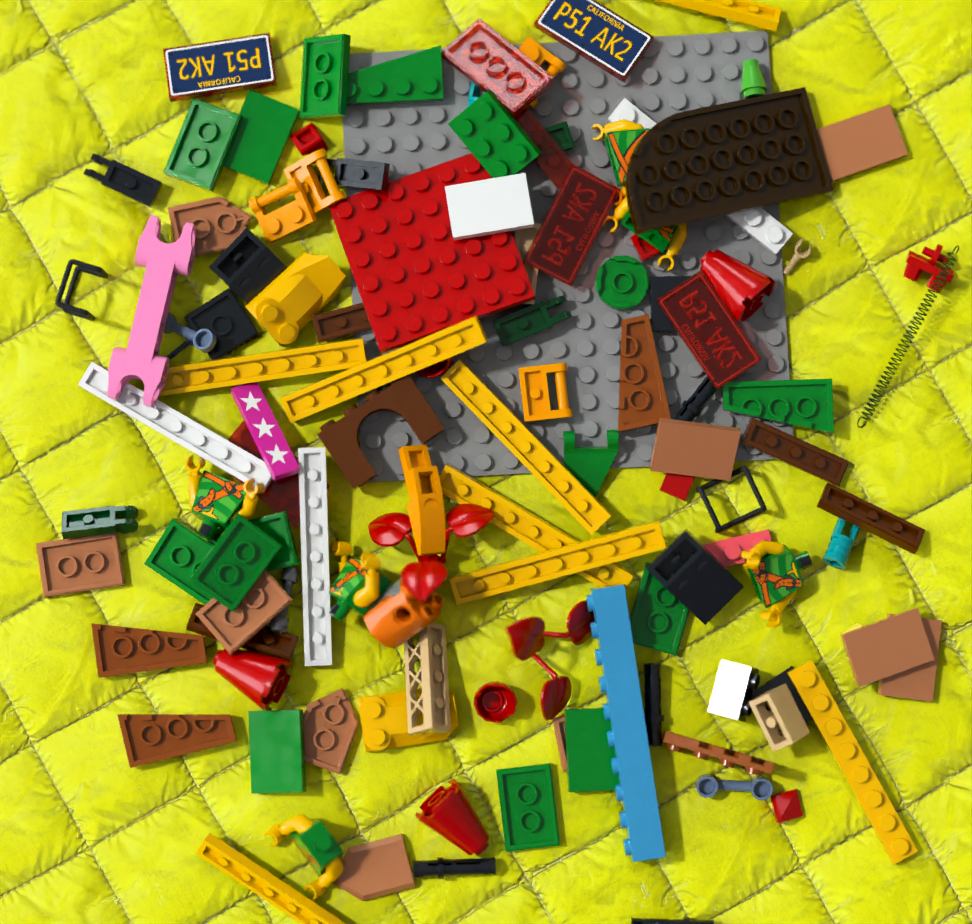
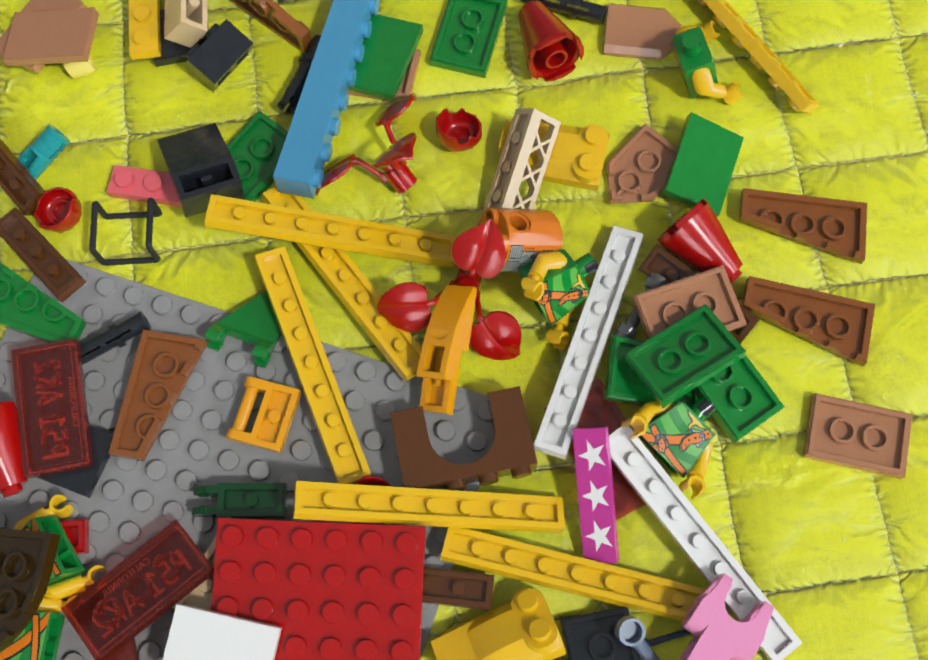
camera: 155 degrees left, 15 degrees down
(99, 521) = (826, 472): dark green hinge -> none
(622, 282) = (121, 504): green tile -> none
(677, 485) = (174, 272): red tile -> none
(695, 449) = (134, 290): nougat tile -> none
(775, 576) = (123, 141): torso -> none
(798, 495) = (58, 210): none -> red hair

